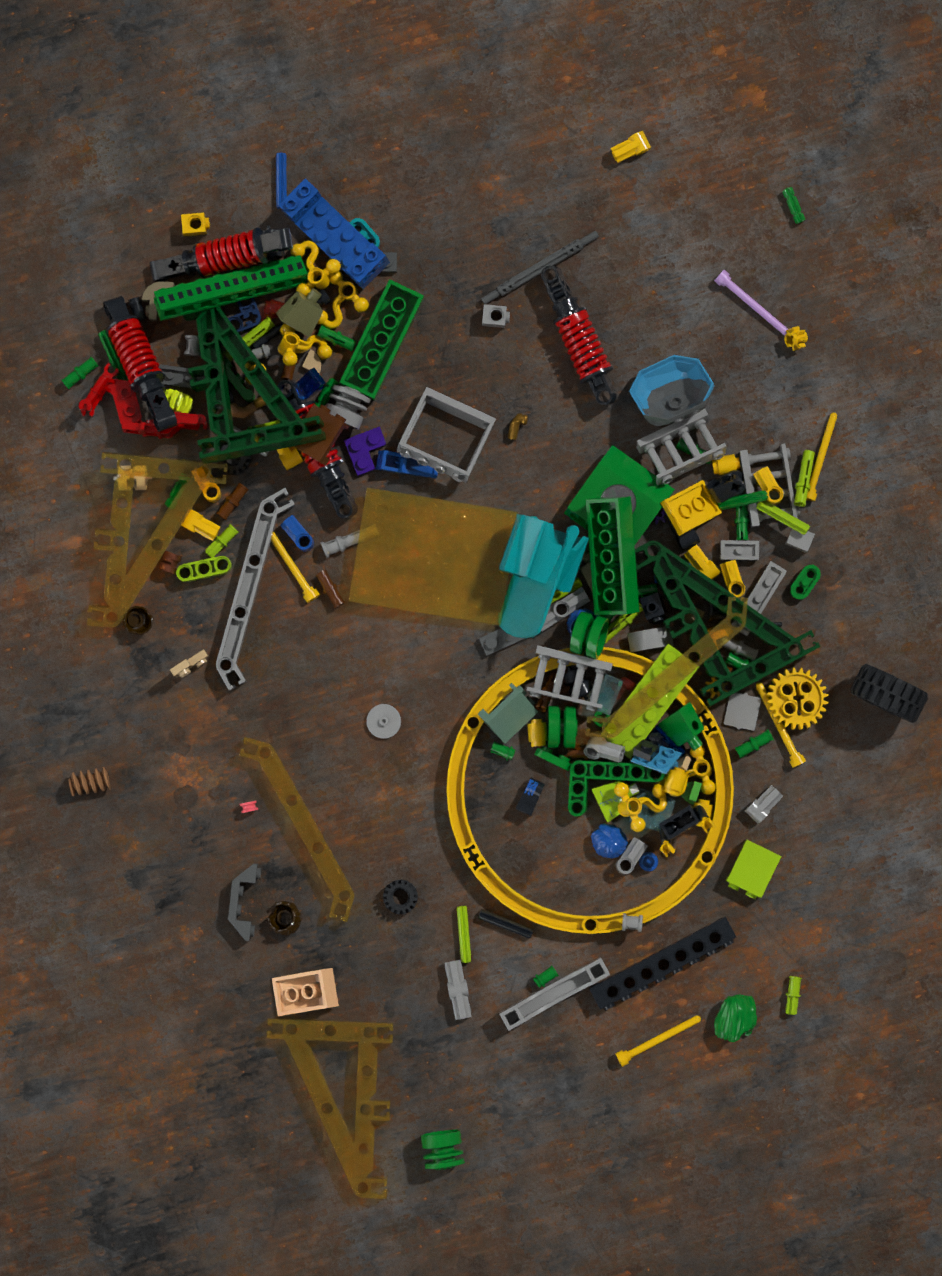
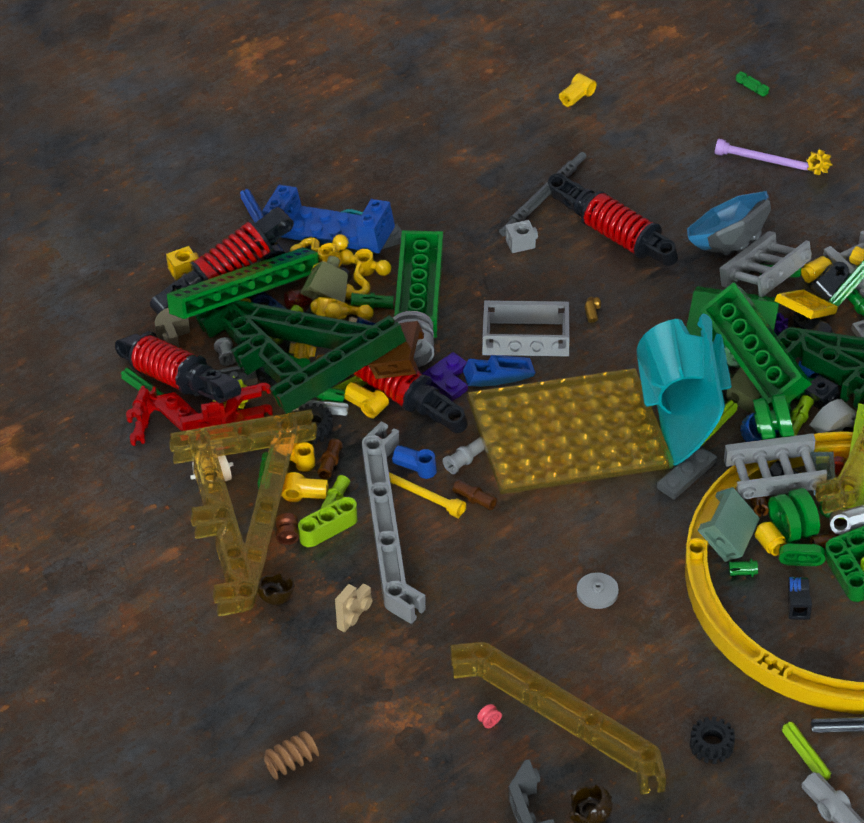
camera: 20 degrees left, 40 degrees down
(79, 373) = (114, 409): green pin -> none
(572, 602) = (728, 429): light grey piece -> none

